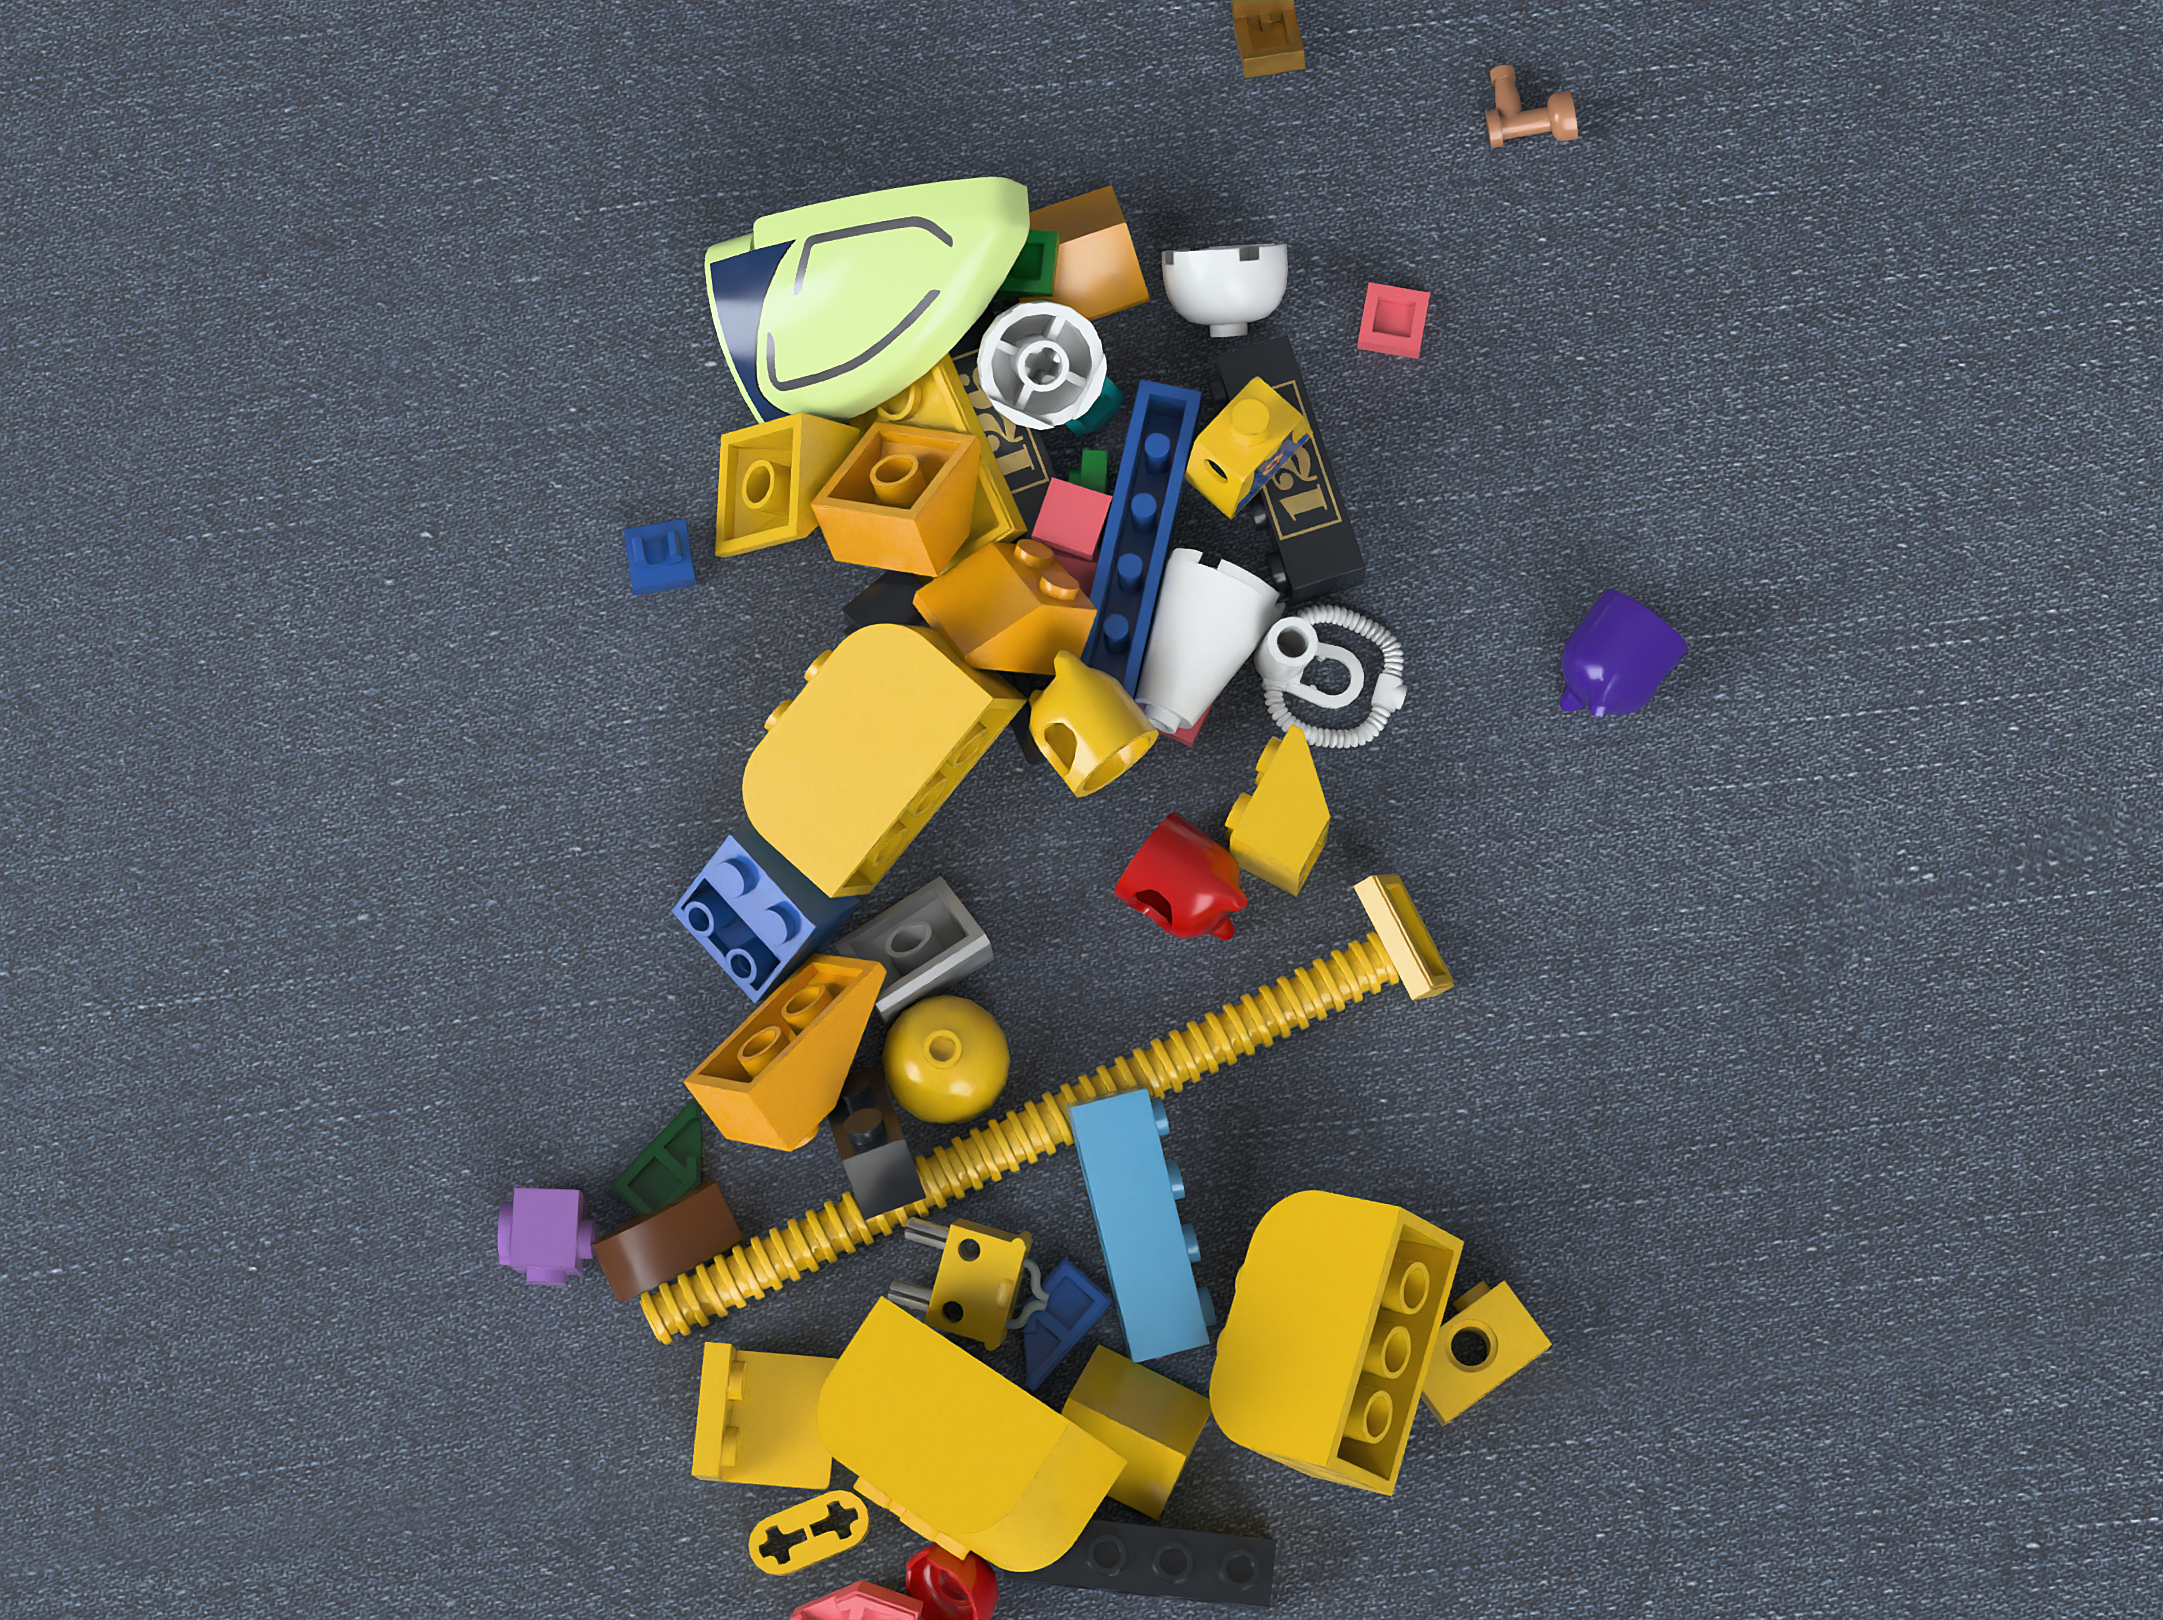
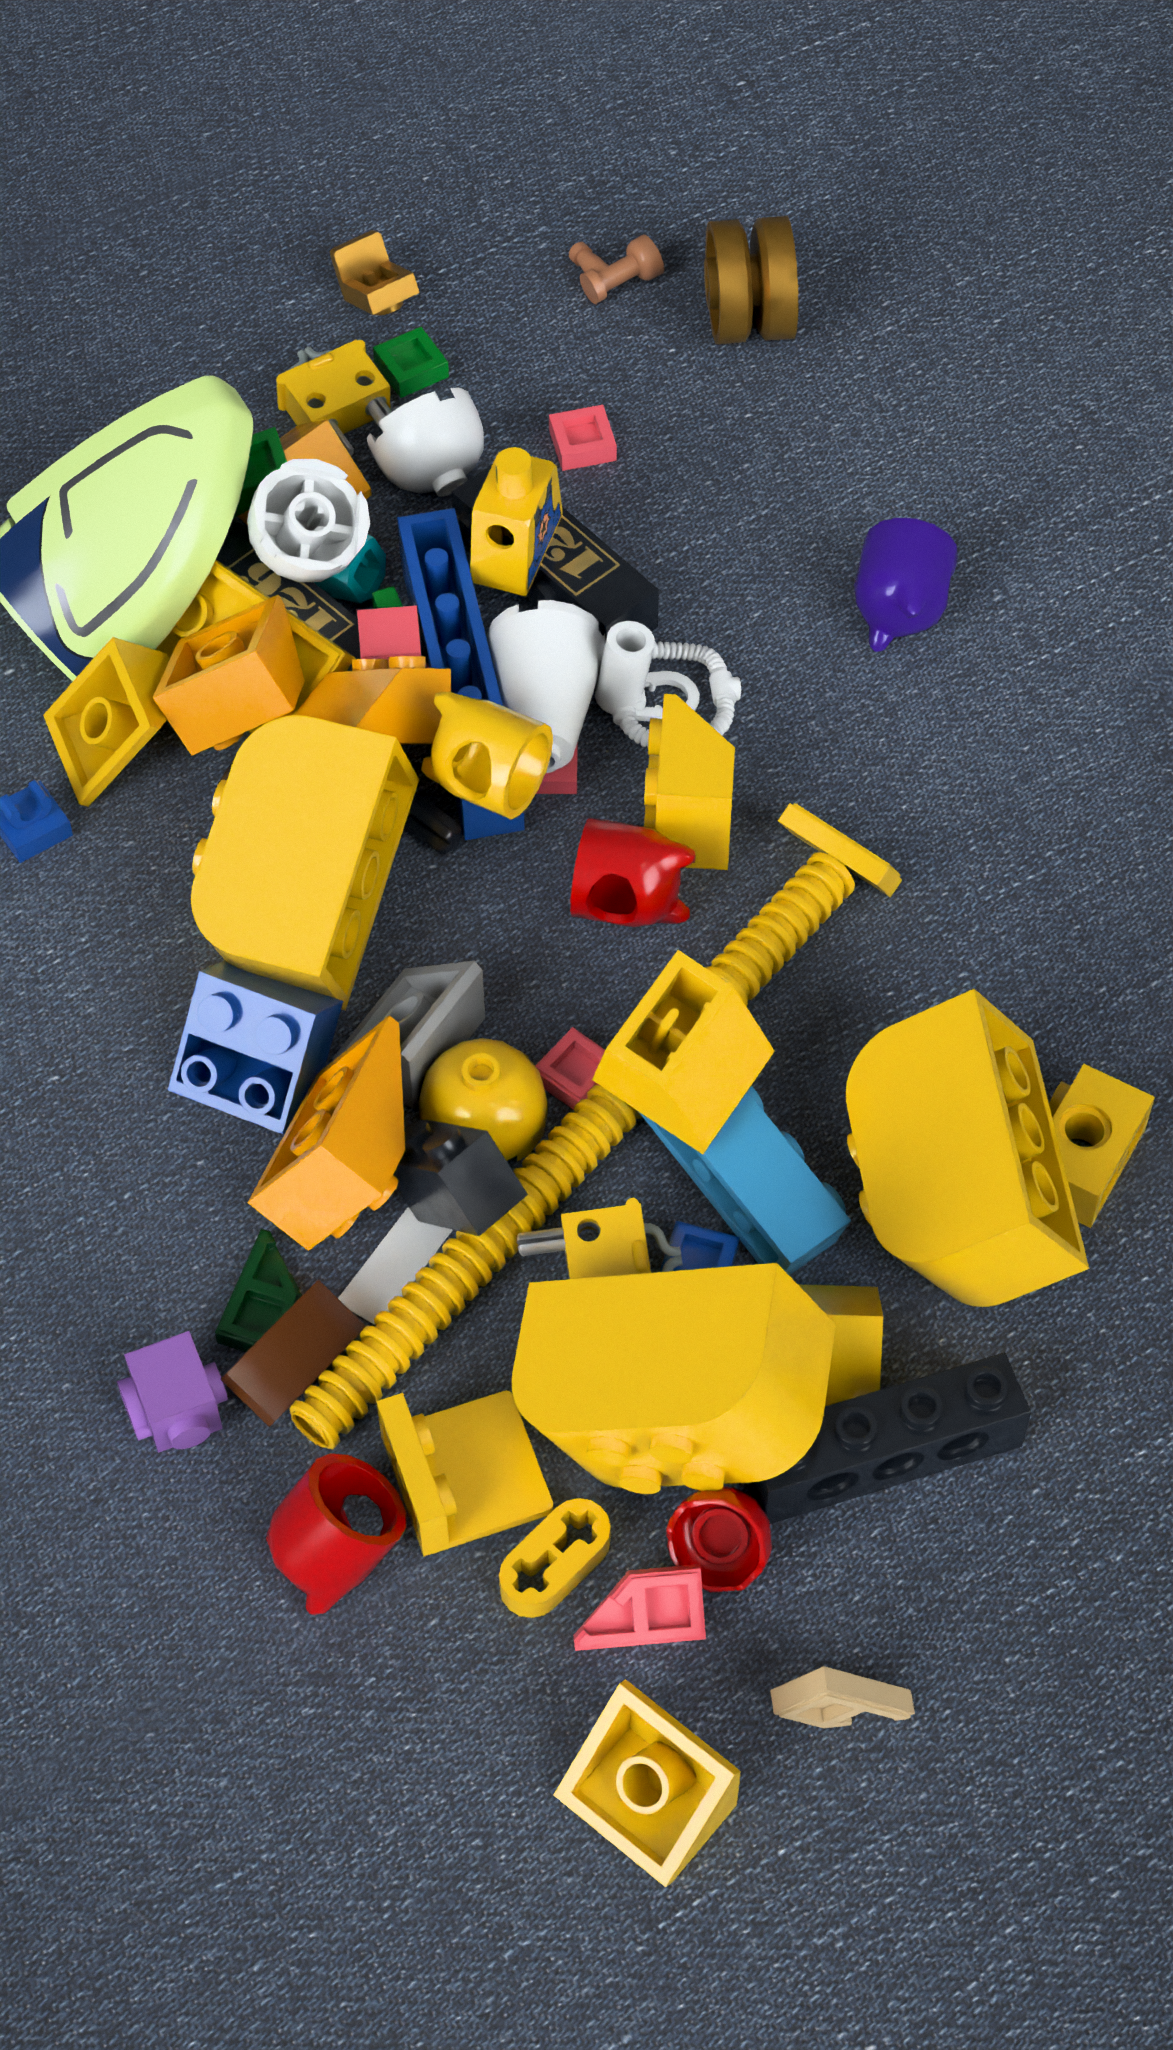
camera: 30 degrees left, 20 degrees down
(612, 1437) = (313, 1535): none -> red piece
(792, 1185) = (392, 1265): none -> white sticker
(1049, 1057) = (570, 1067): none -> coral tile
(1116, 1143) = (686, 1053): none -> yellow slope
(1162, 156) = (335, 387): none -> yellow piece
(1258, 153) = (410, 362): none -> green plate
(1644, 214) = (753, 281): none -> pearl gold wheel

